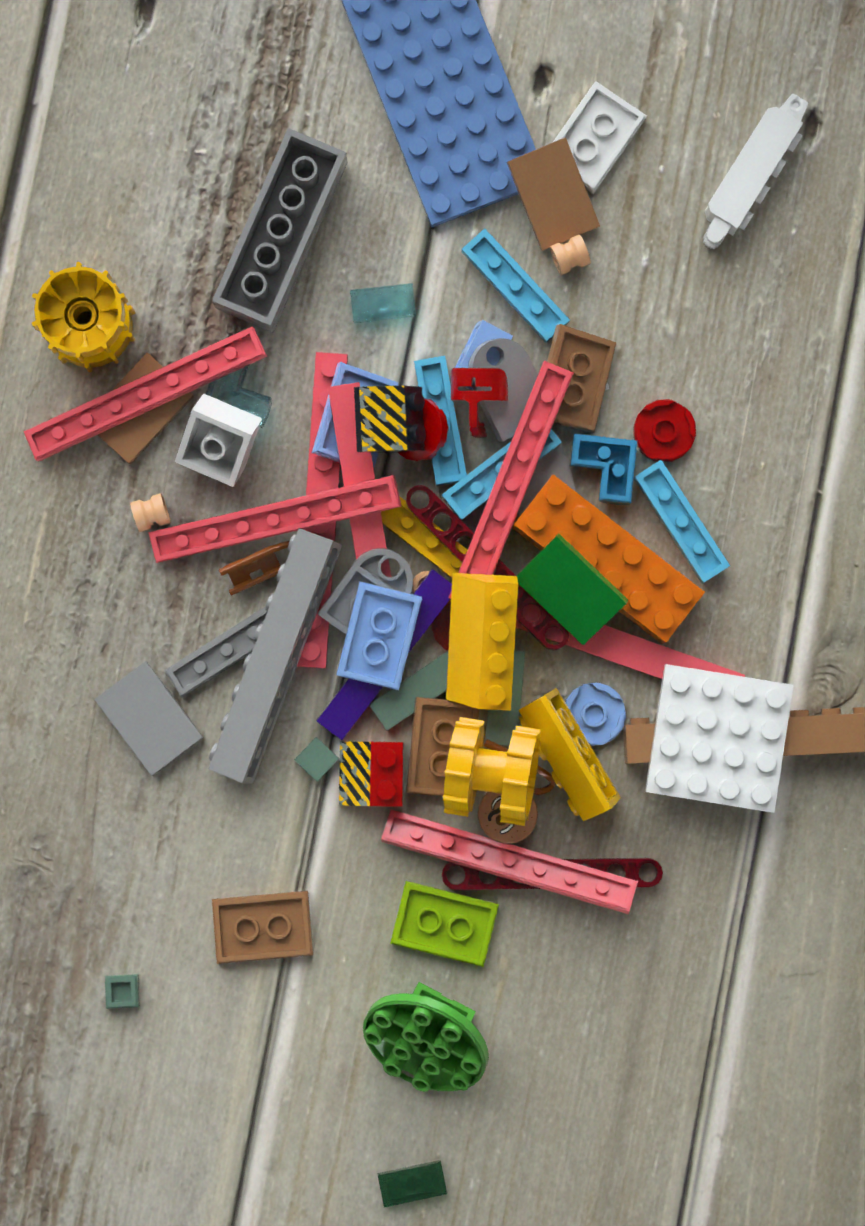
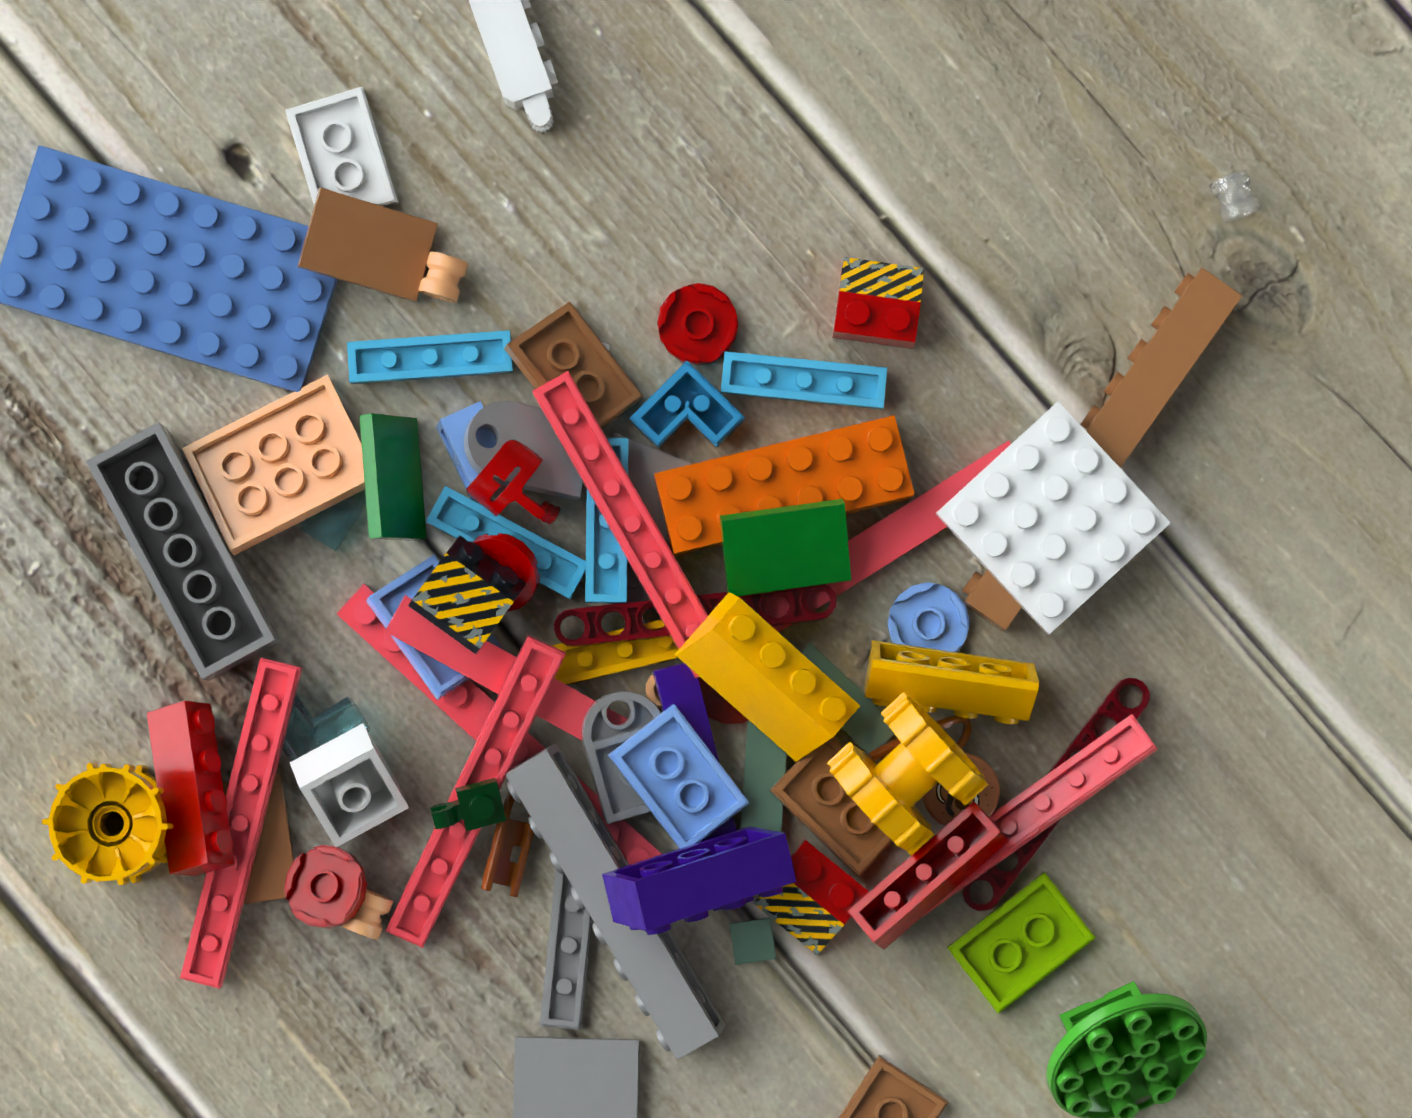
camera: 45 degrees left, 0 degrees up
(142, 347) = (192, 783): none -> red brick
(146, 475) = (325, 886): none -> tile
(266, 526) = (477, 805): none -> dark green plate
(327, 695) = (699, 879): none -> dark purple brick
(379, 247) = (279, 465): none -> light nougat plate
(424, 319) = (392, 477): none -> green tile
(439, 833) = (928, 876): none -> red brick
(764, 529) = (878, 303): none -> slope

